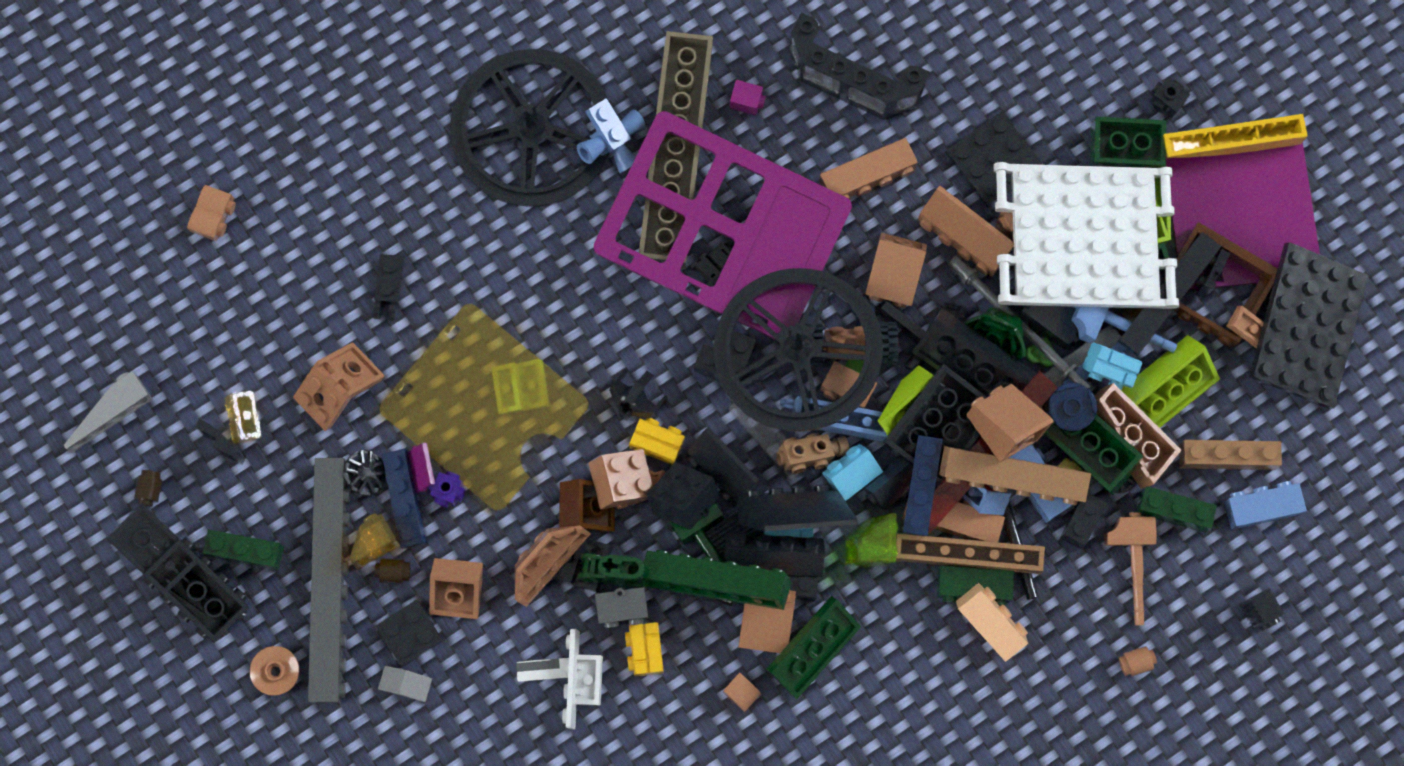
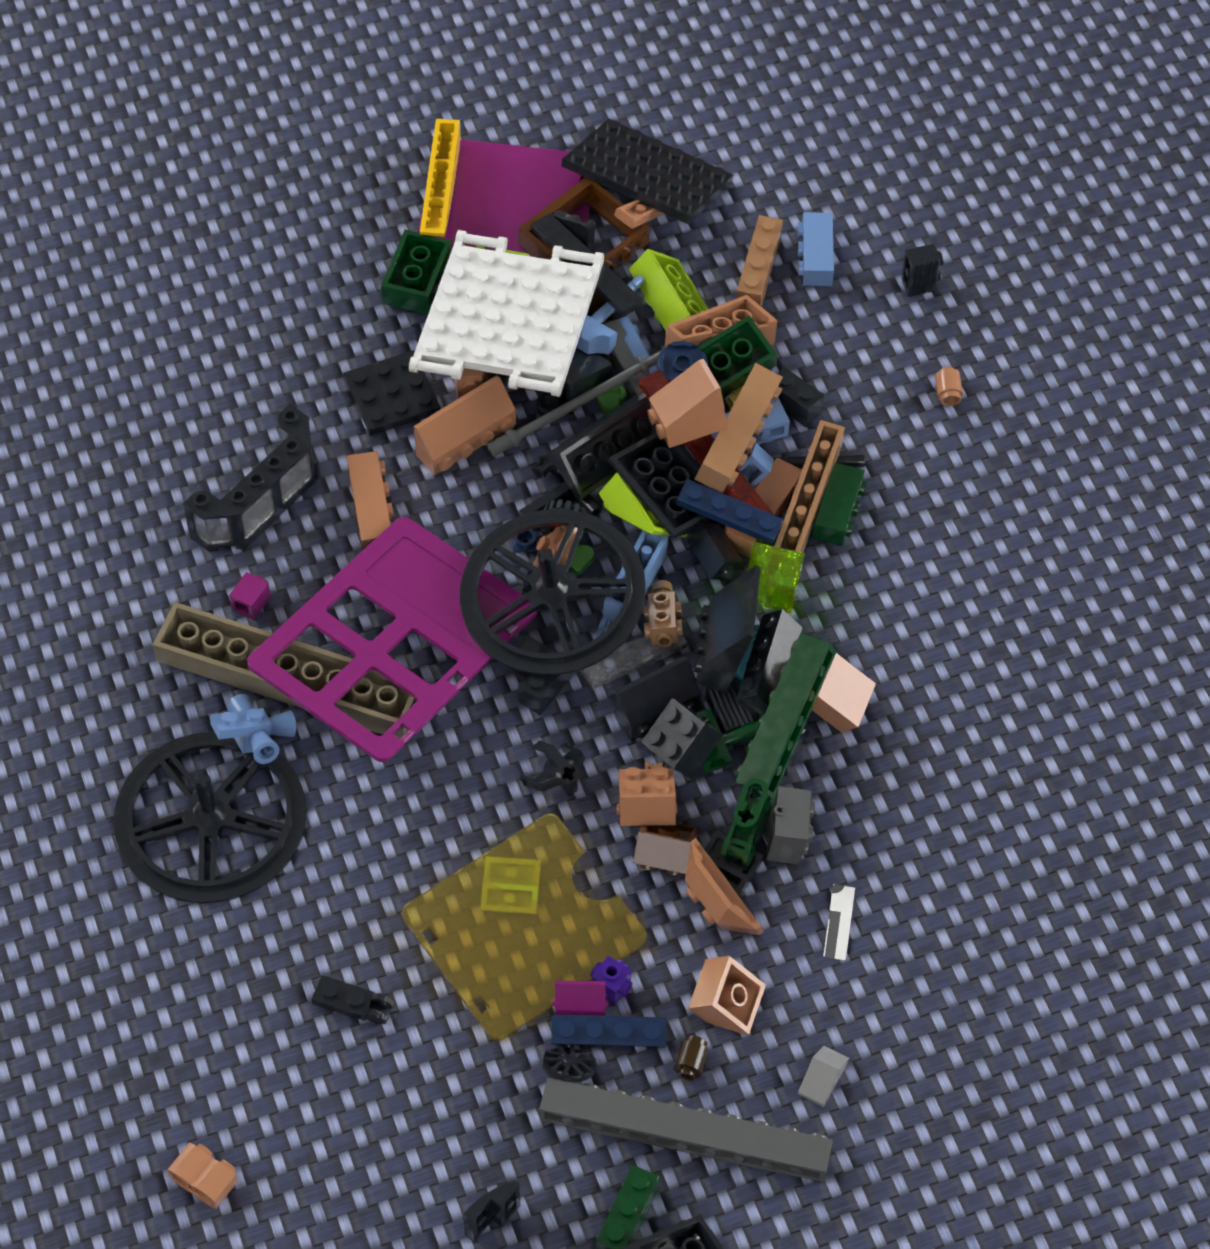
camera: 75 degrees left, 20 degrees down
(242, 416) = (459, 1191): clear yellow slope -> none
(262, 668) = (783, 1196): nougat dish -> none
(336, 384) = (451, 1063): nougat bracket -> none
(373, 541) = (653, 1064): clear yellow slope -> none
(409, 633) = (766, 1058): black plate -> none
(583, 679) = (861, 887): white bracket -> none
(645, 648) = (840, 819): yellow brick -> none
(657, 441) = (613, 753): yellow brick -> none
(713, 264) = (425, 666): black piece -> none
(742, 692) = (904, 740): nougat brick -> none
(814, 647) = (874, 657): dark green plate -> none
(839, 381) = (598, 564): nougat brick -> none
(852, 471) = (692, 581): medium azure brick -> none
(896, 270) = (485, 497): nougat slope -> none
(992, 621) = (883, 490): light nougat brick -> none
(1001, 330) = (583, 410): dark green brick -> none
(1111, 365) = (645, 330): medium azure brick -> none
(1134, 532) = (818, 358): nougat piece -> none
(1169, 97) = (378, 228): black brick -> none
(1176, 509) = (803, 319): dark green brick -> none

